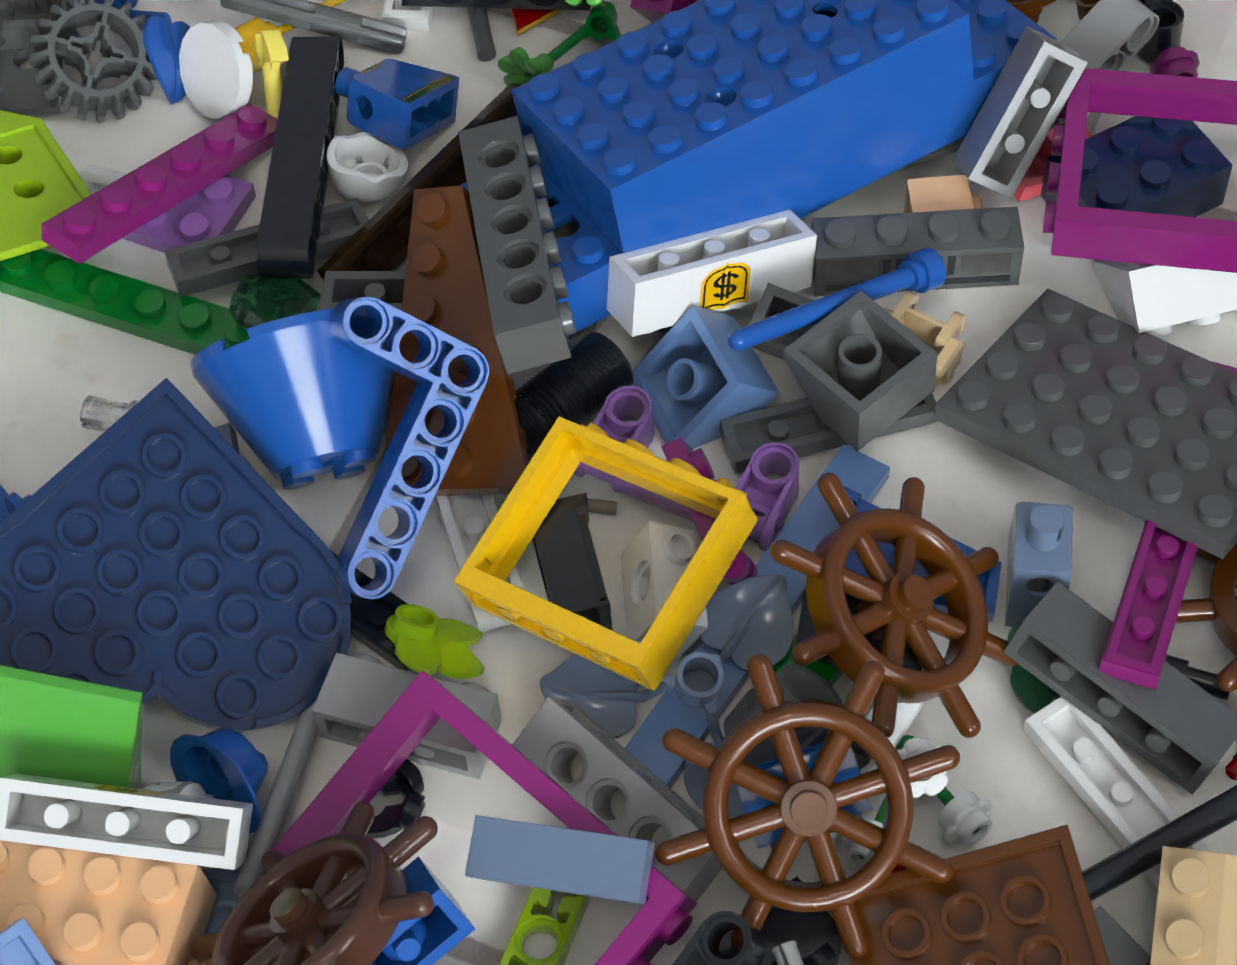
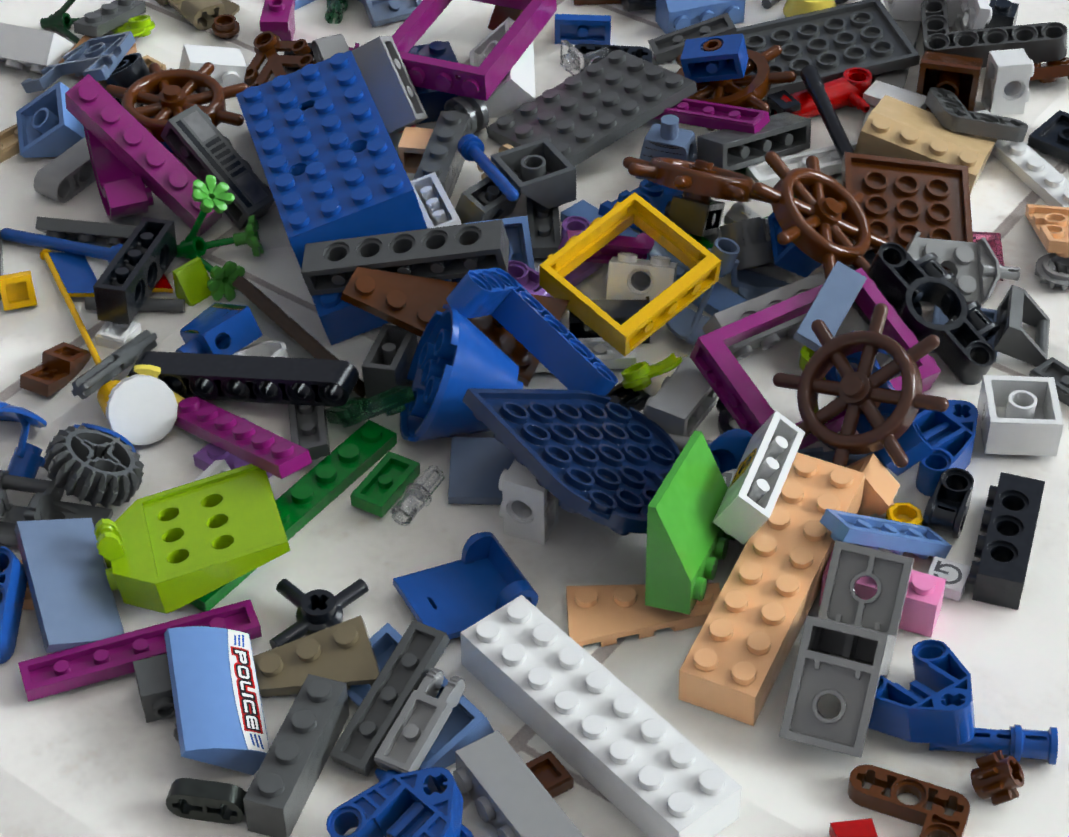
camera: 80 degrees left, 15 degrees down
(133, 372) = (385, 484): none -> green plate
(526, 33) = (191, 282): none -> lime slope
(1038, 259) = (474, 107): none -> dark grey wheel

